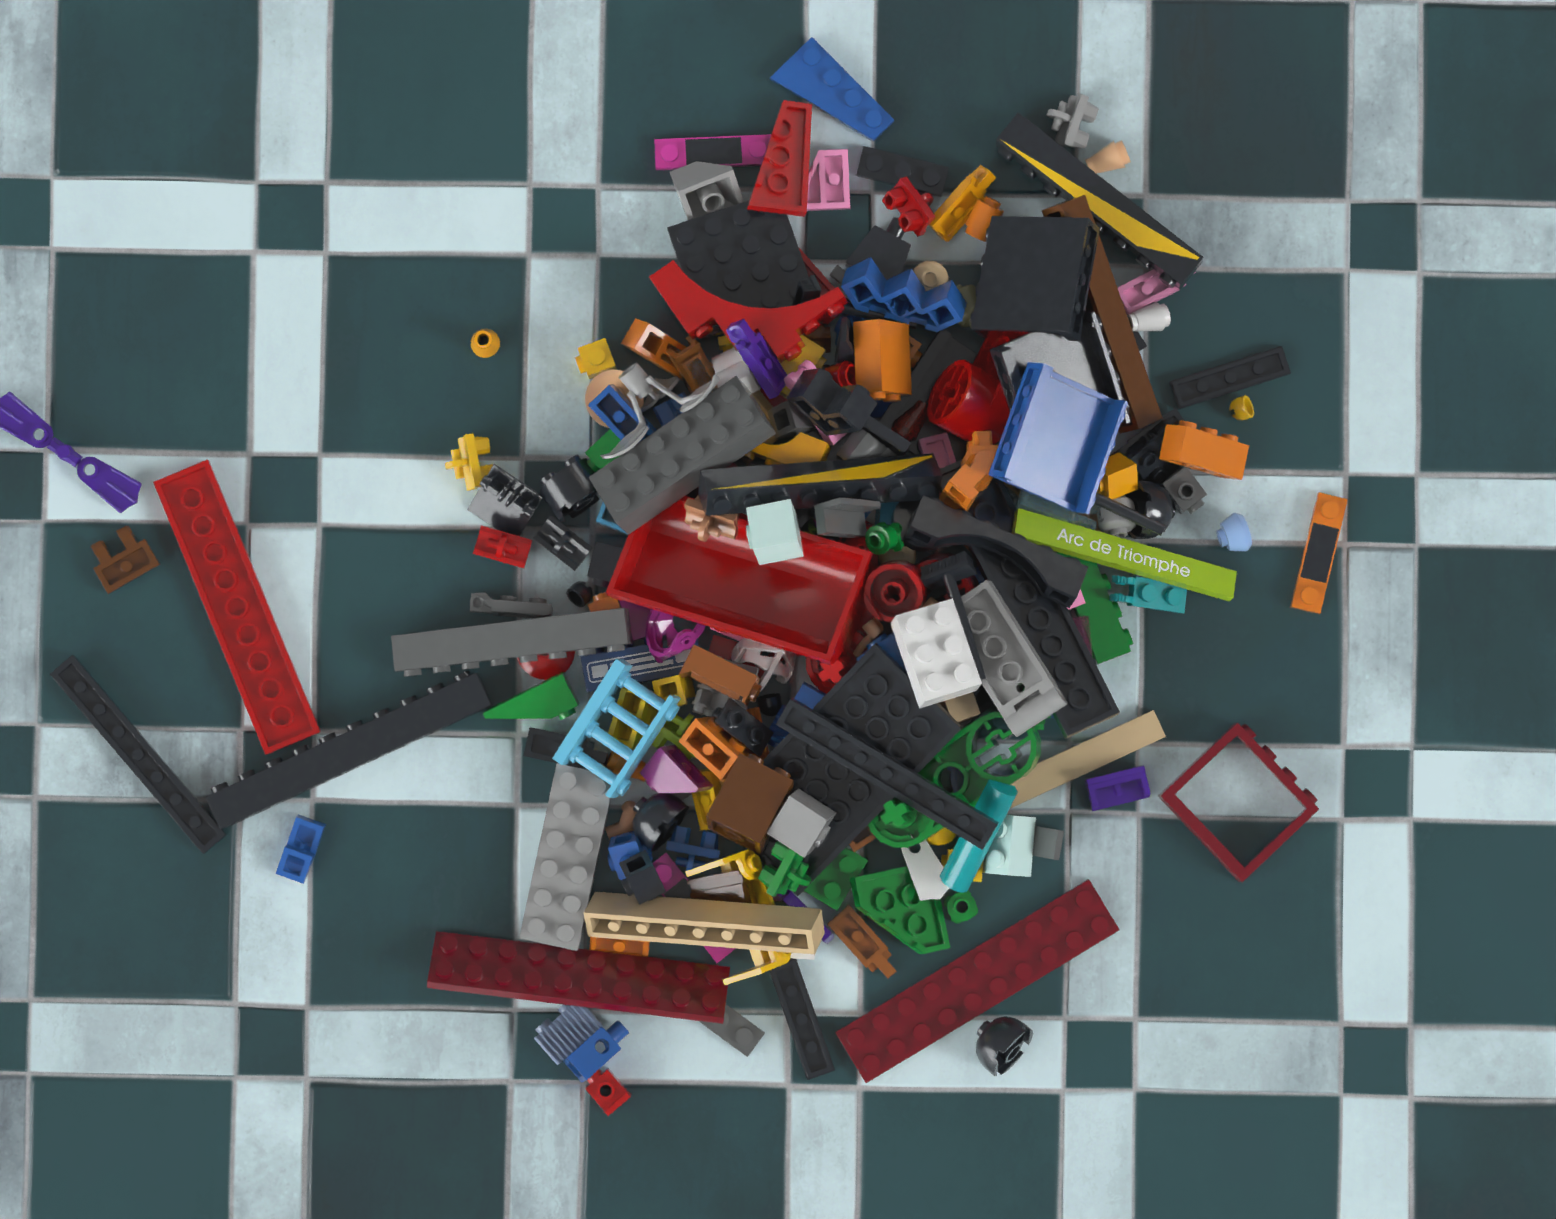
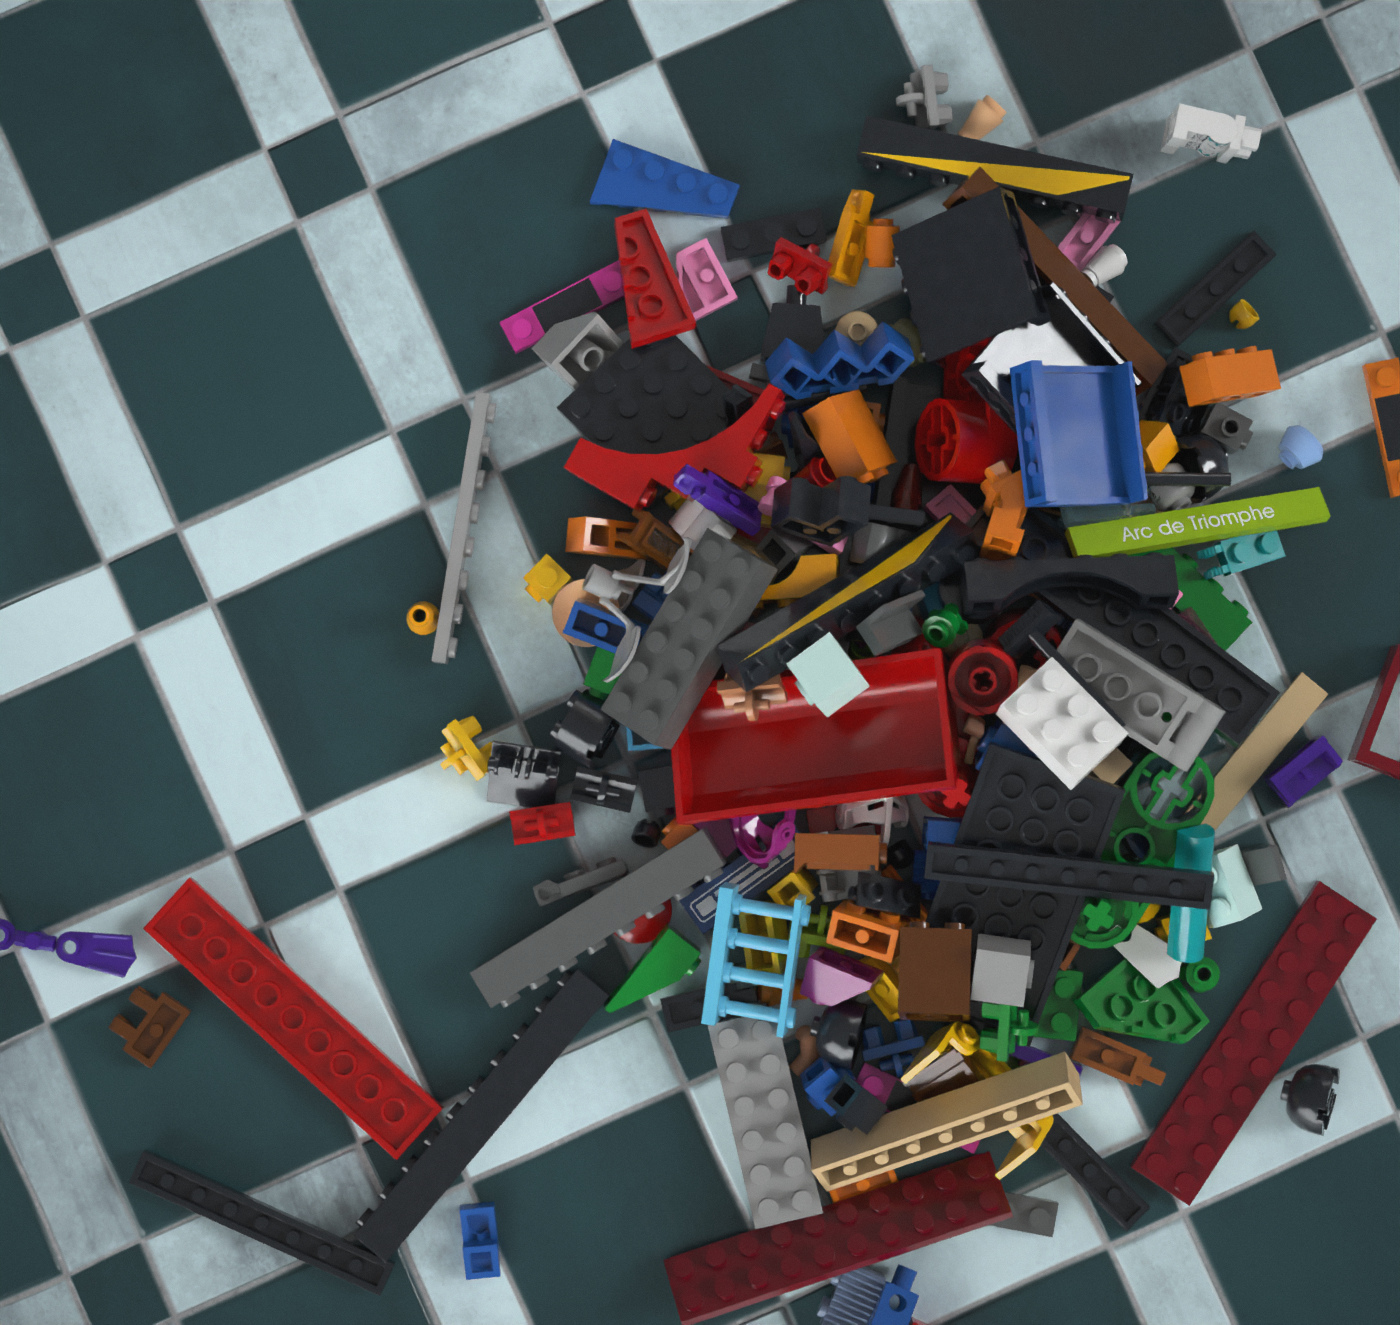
camera: 20 degrees left, 0 degrees up
(543, 297) = (466, 514): none -> light grey plate
(1282, 253) = (1209, 133): none -> white hips

